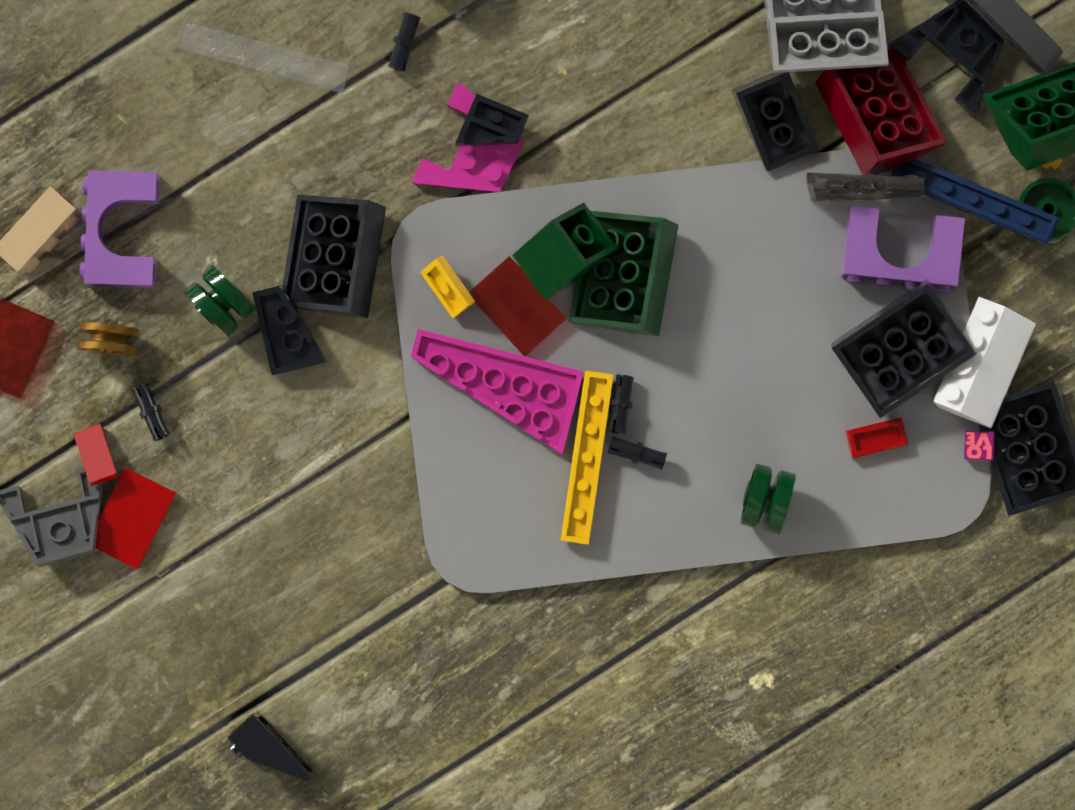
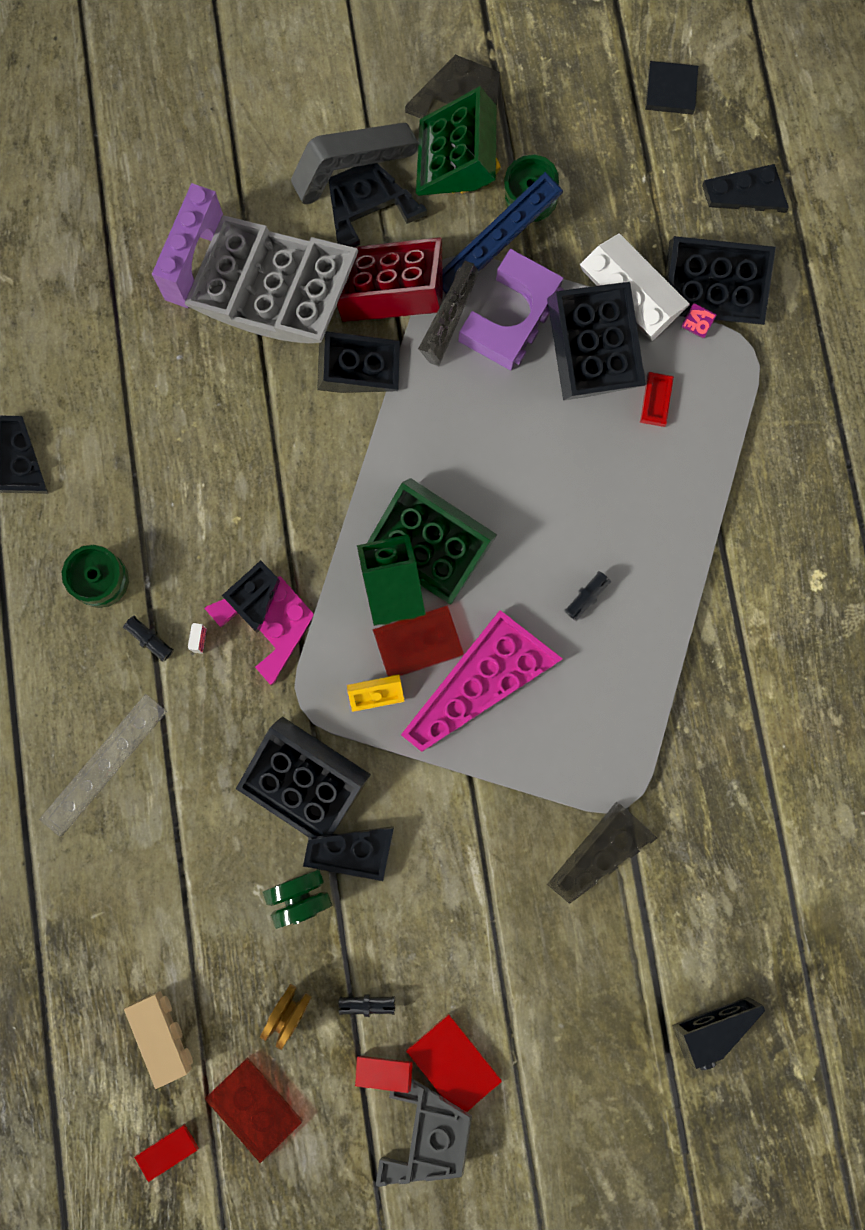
camera: 70 degrees left, 5 degrees down
(104, 193) = (154, 961): medium lavender arch -> none
(400, 577) = (607, 846): none -> clear smoke wing
(425, 89) = (197, 638): none -> white tile
(586, 457) = (574, 640): yellow plate -> none
(620, 404) = (540, 591): black pin -> none
(762, 497) = (675, 503): dark green wheel -> none

